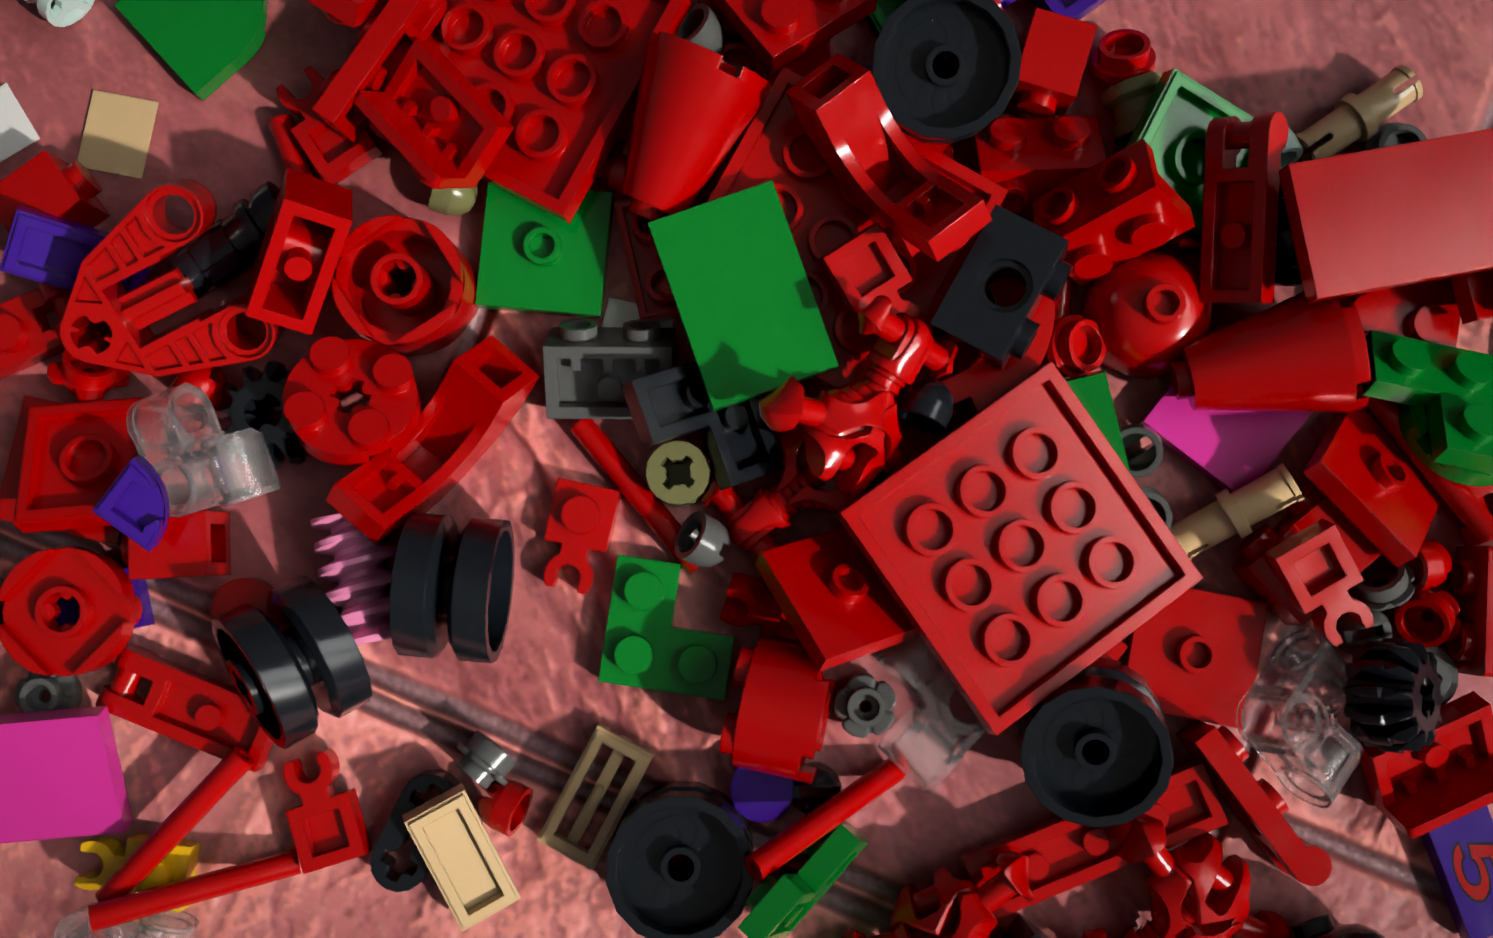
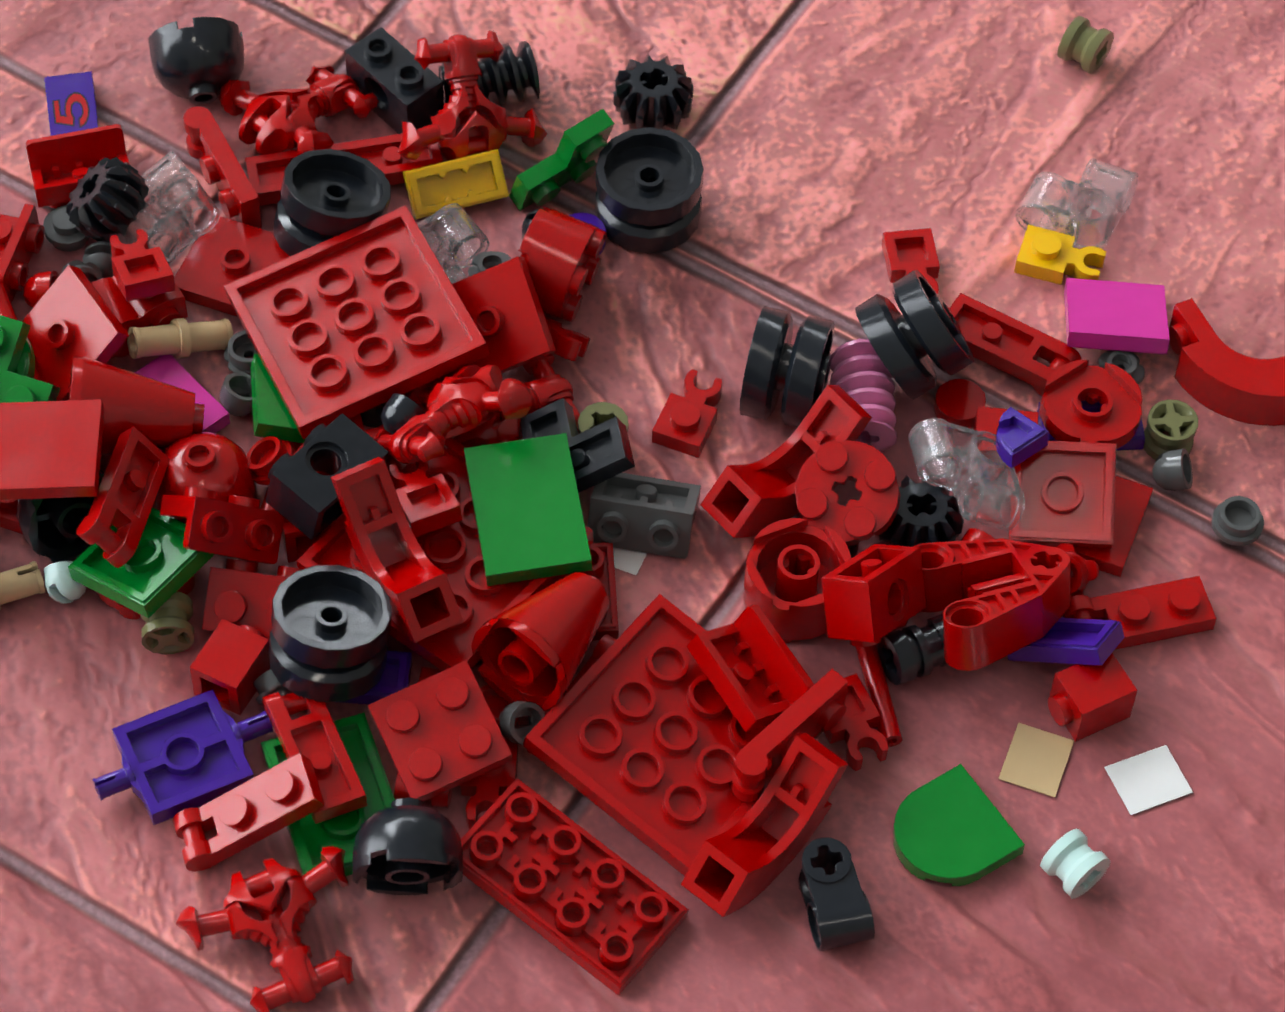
camera: 175 degrees left, 30 degrees down
(177, 825) = (1020, 263): red piece -> none
(193, 890) = (1009, 228): red piece -> none
(396, 834) = (837, 244): black beam -> none
(461, 857) = (812, 222): tan tile -> none
(484, 761) = (786, 278): dark grey plate -> none
(506, 807) = (774, 250): red hinge -> none
(541, 261) = (699, 590): green plate -> none
(622, 747) = (687, 277): tan tile -> none
(630, 484) = (637, 430): red piece -> none
(644, 645) = (647, 332): green plate -> none
(701, 540) = (594, 374): dark grey hinge -> none
(822, 820) = (540, 193): red piece -> none
(941, 836) = (459, 181): none -> yellow plate
(1122, 56) = (167, 663): red plate -> none
(1433, 632) = (53, 254): red plate -> none

